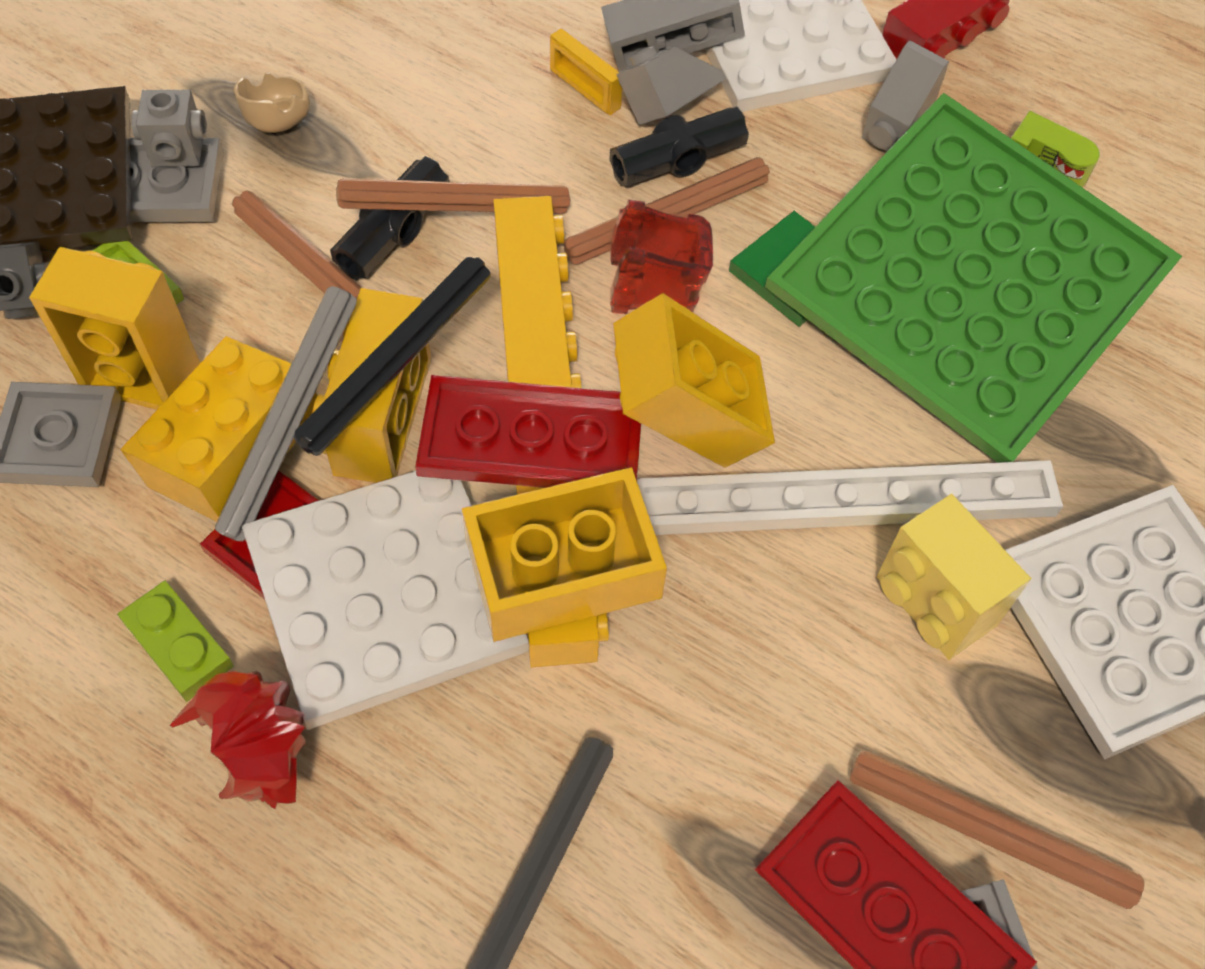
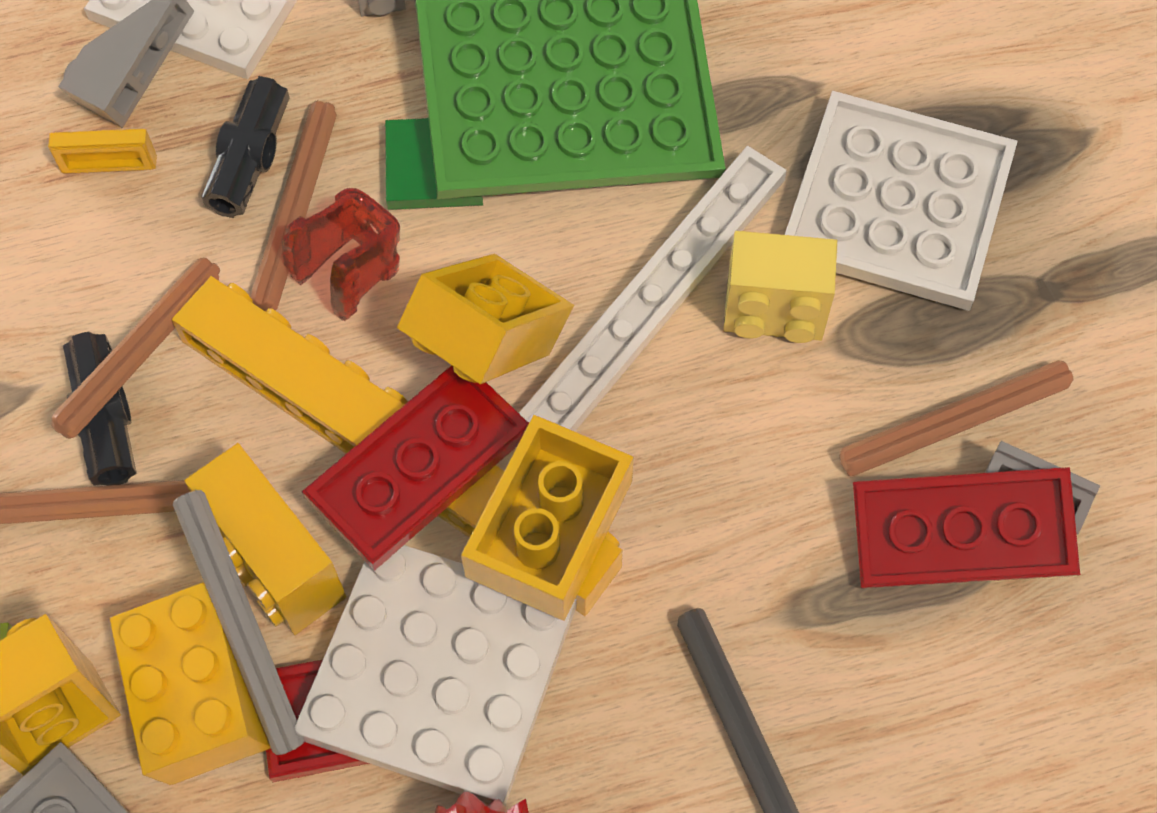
camera: 45 degrees left, 5 degrees up
(391, 356) = (278, 503): black axle -> none
(665, 81) = (184, 106): light grey slope -> none

